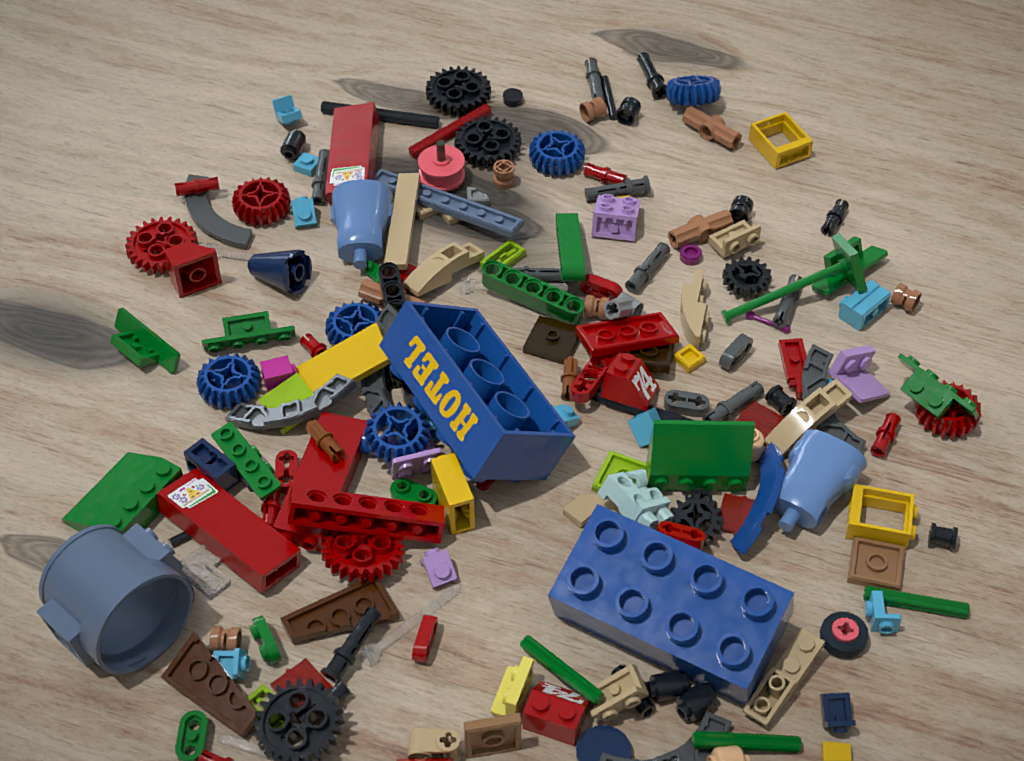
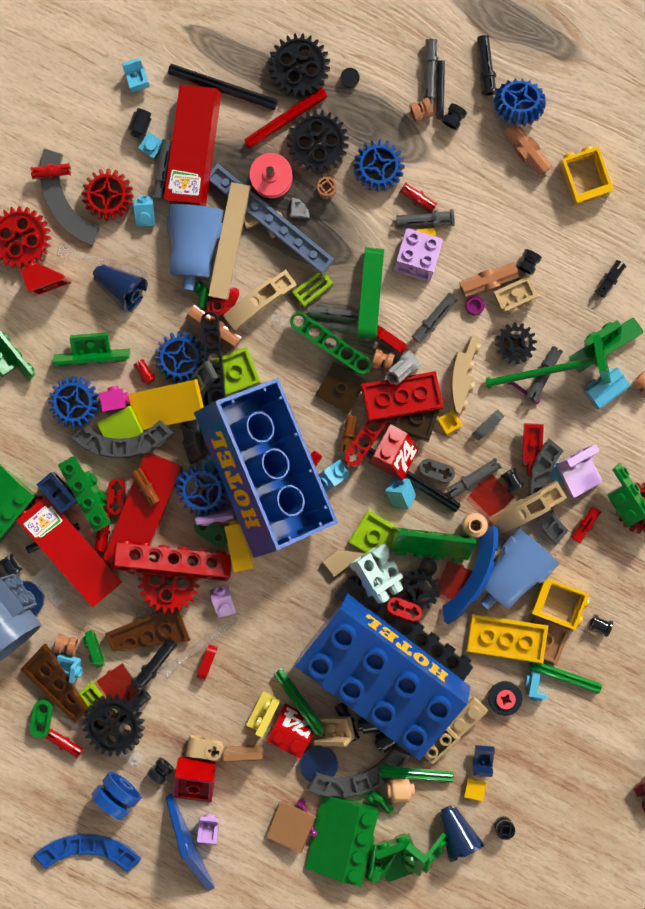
camera: 10 degrees right, 40 degrees up
(826, 564) = (507, 638): none -> yellow tile

